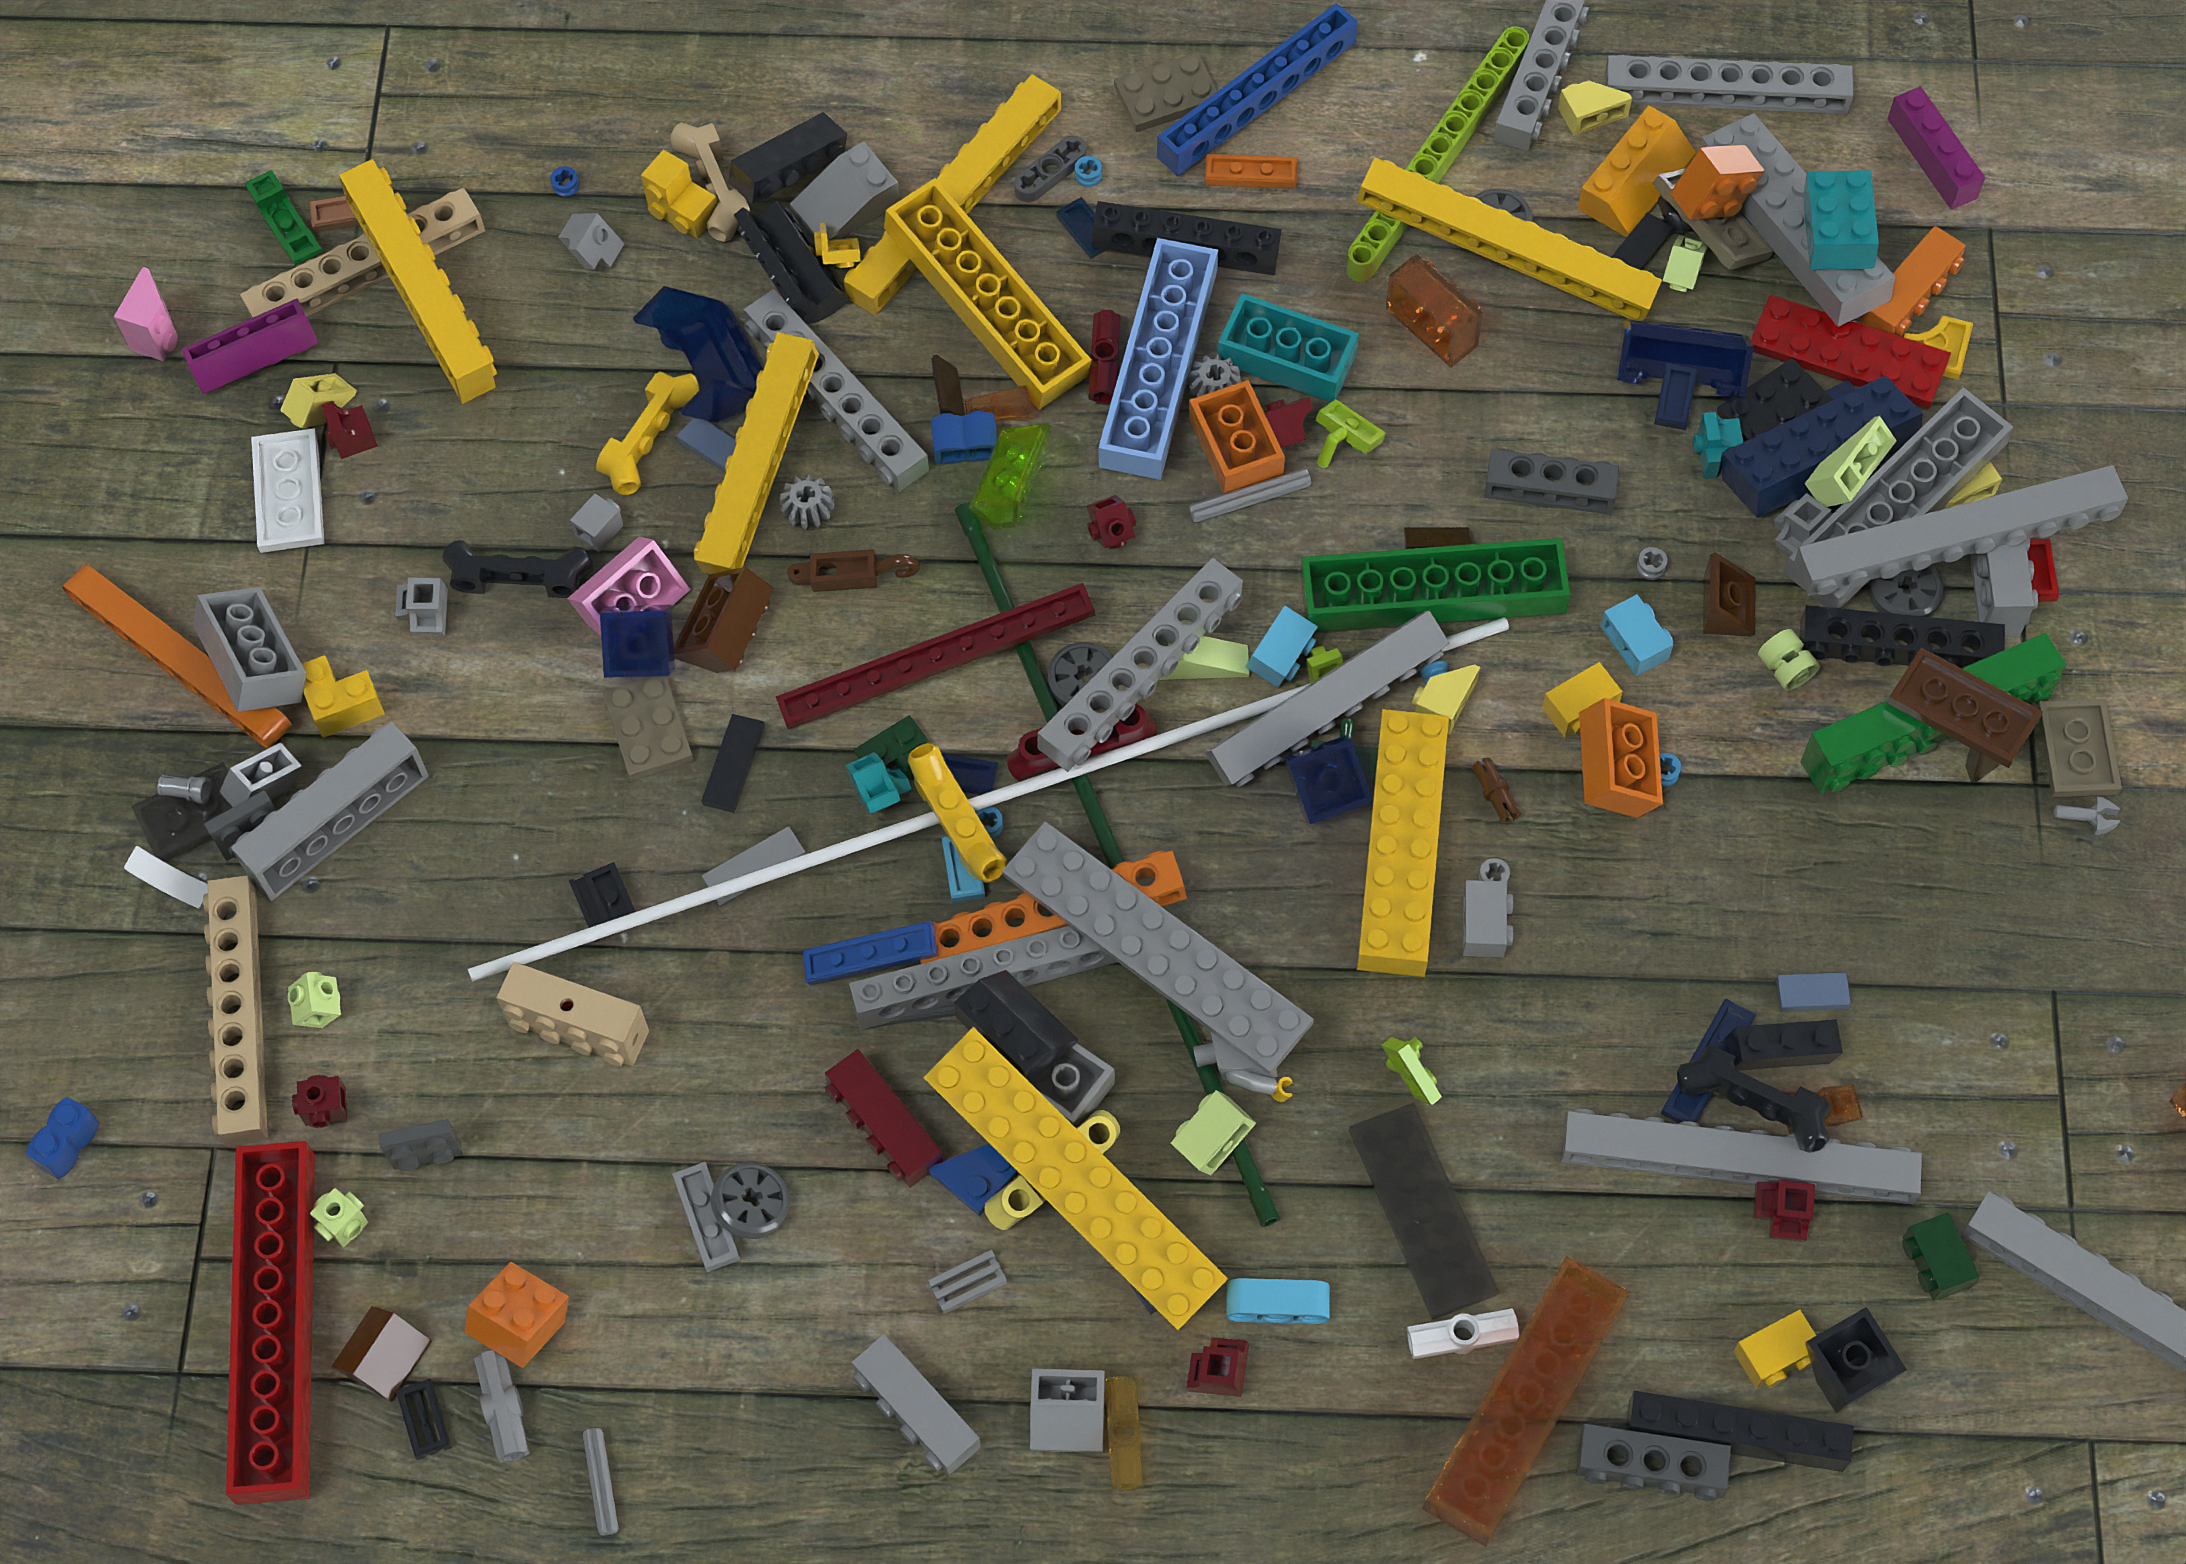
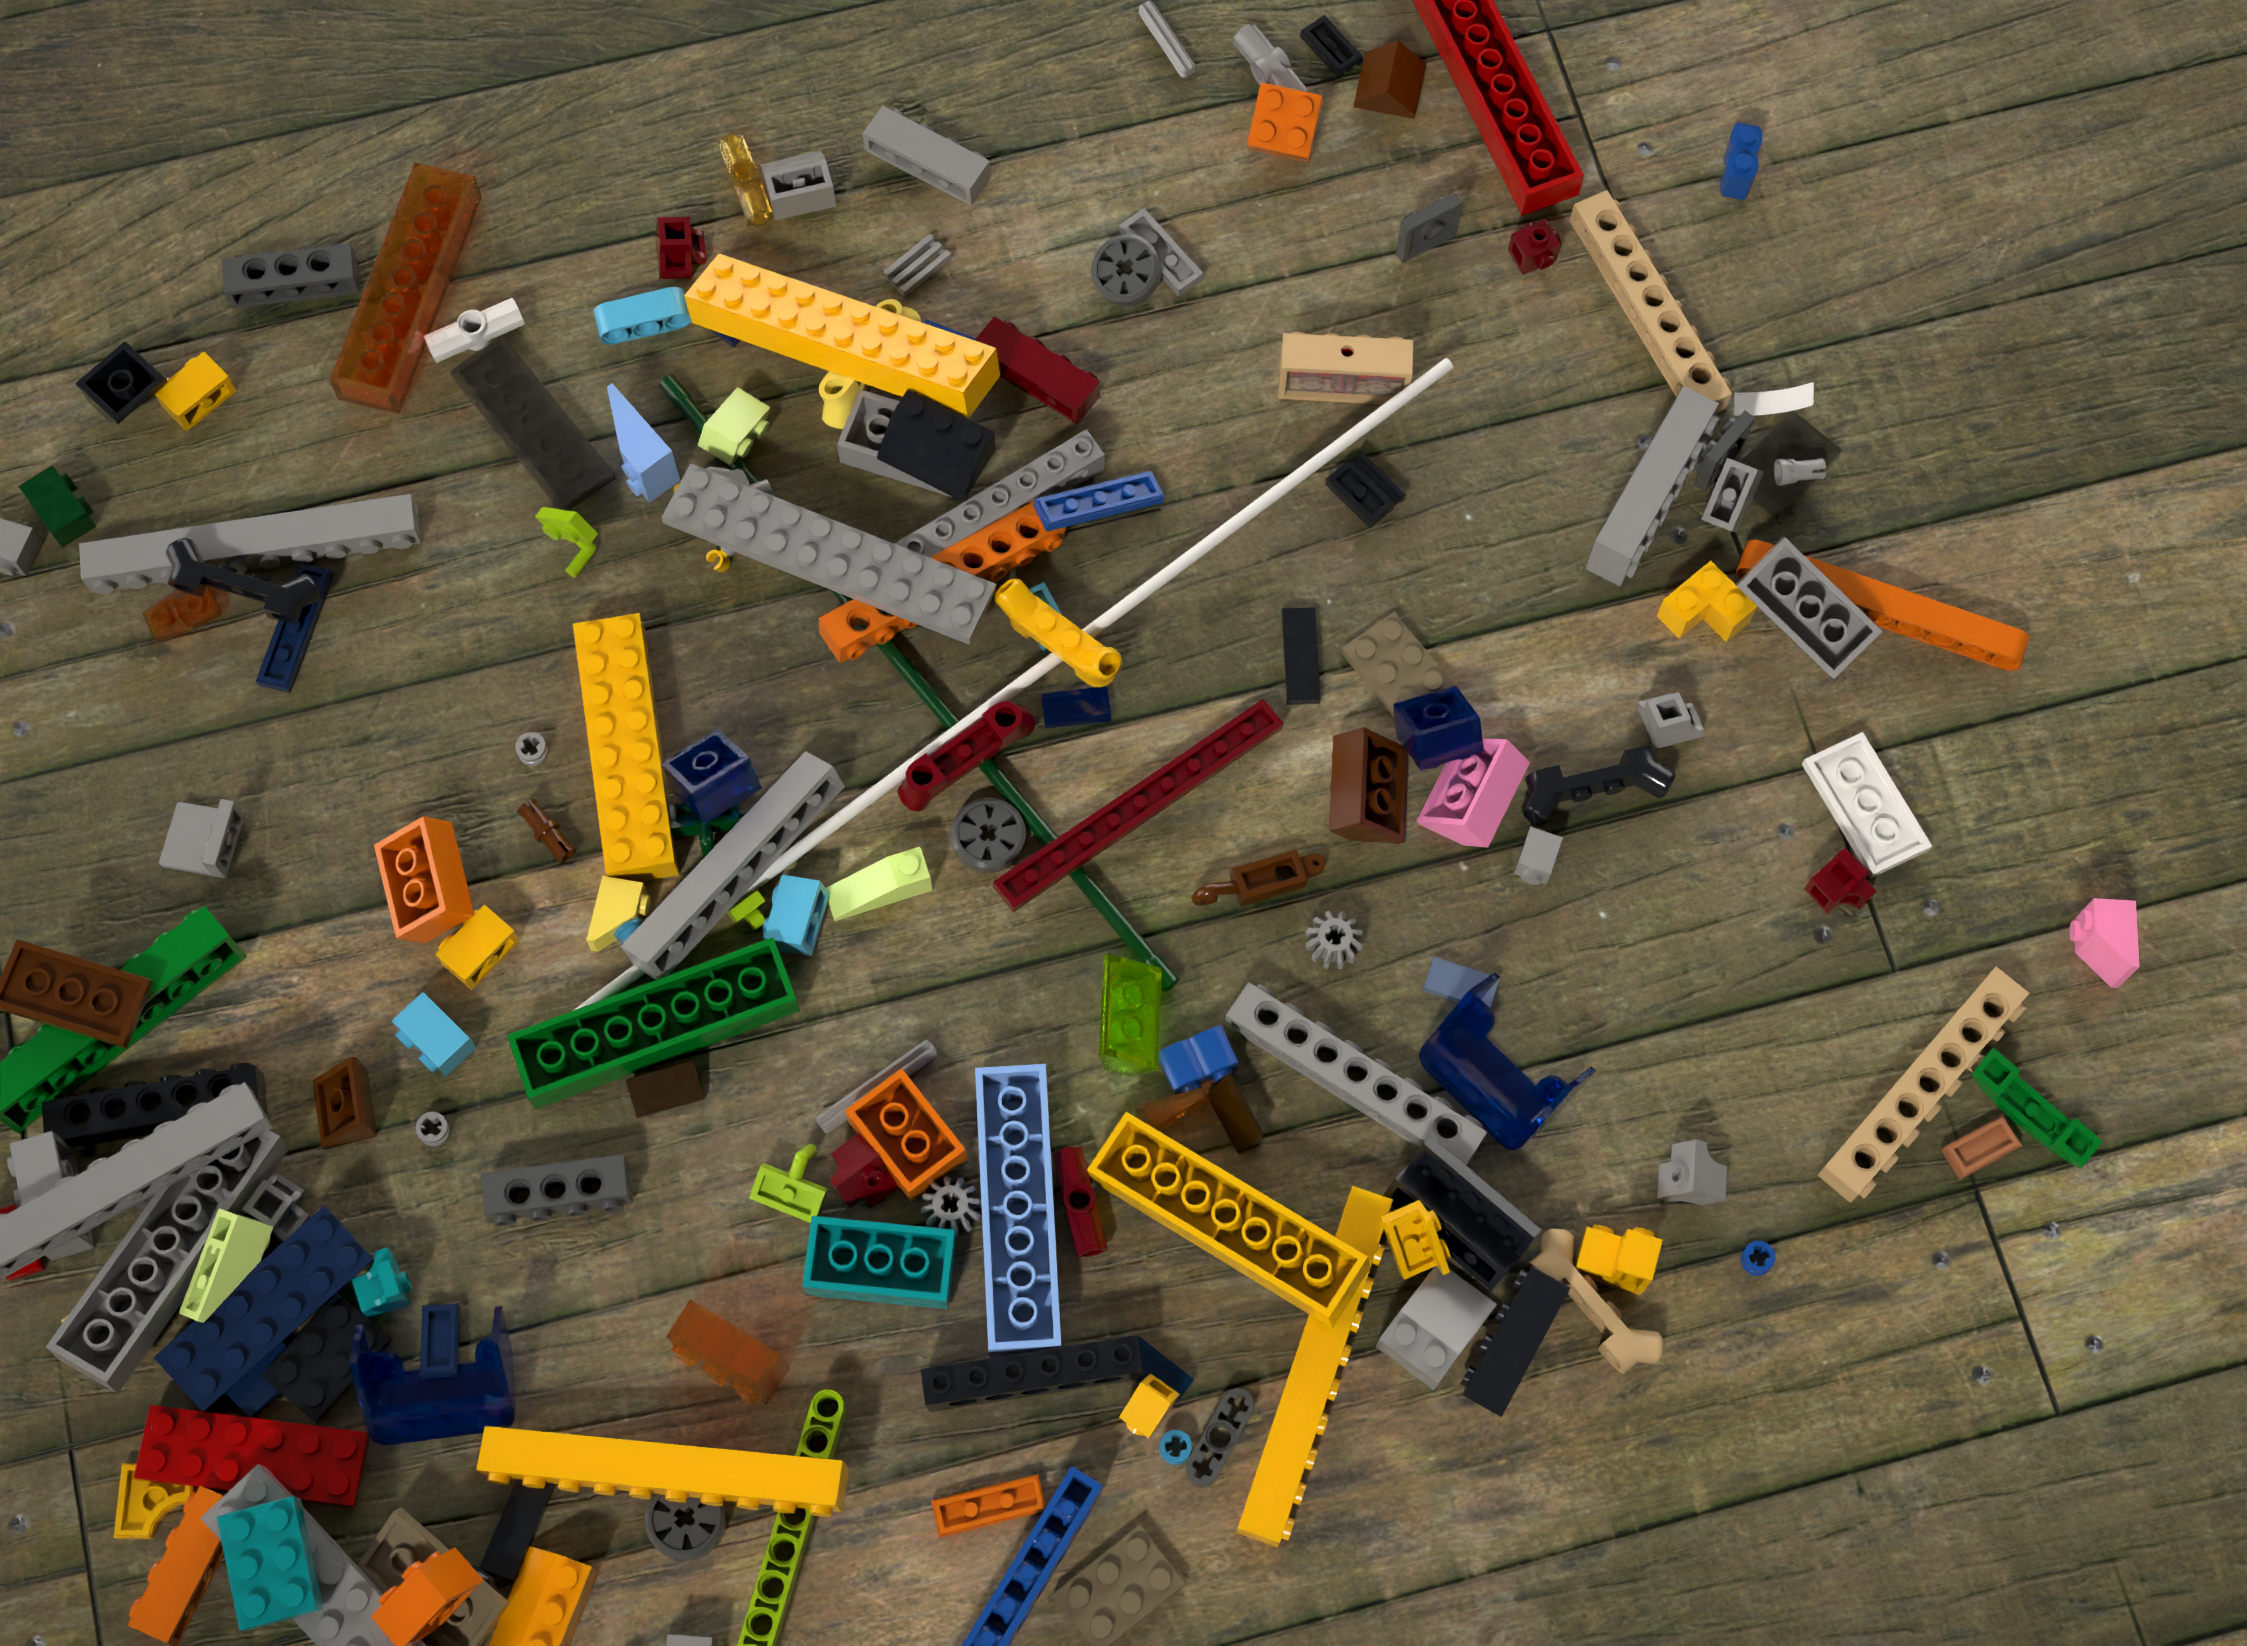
camera: 160 degrees right, 5 degrees up
(249, 346) = (1987, 941): magenta brick -> none
(308, 394) = (1887, 911): light yellow slope -> none
(314, 1000) = (1583, 326): yellowish green brick -> none
(338, 1217) = (1472, 163): yellowish green brick -> none
(419, 280) = (1845, 1045): yellow brick -> none
(620, 458) = (1546, 932): yellow plate -> none
(756, 454) = (1402, 965): yellow brick -> none
(769, 852) = (1241, 564): light grey tile -> none
(875, 784) = (1150, 659): teal brick -> none
(895, 745) = (1152, 713): dark green plate -> none
(991, 813) = (1031, 656): dark azure bush -> none
(1097, 187) = (1148, 1406): none -> yellow brick
(1111, 522) = (1010, 1000): dark red brick -> none
(1210, 582) = (879, 931): light grey brick -> none
(1313, 1122) = (645, 455): none -> light blue slope
(1486, 918) = (529, 697): light grey brick -> none
(1675, 768) = (371, 897): dark azure bush -> none
(1684, 263) = (456, 1514): yellowish green slope -> none
(1745, 1430) = (219, 315): black brick -> none
(1784, 1044) = (223, 647): black brick -> none
(1786, 656) = (269, 1046): yellowish green wheel -> none
(1787, 1207) = (201, 505): dark red brick -> none
(1813, 992) = (204, 720): sand blue tile -> none
(1829, 871) = (202, 838): none -> light grey bracket

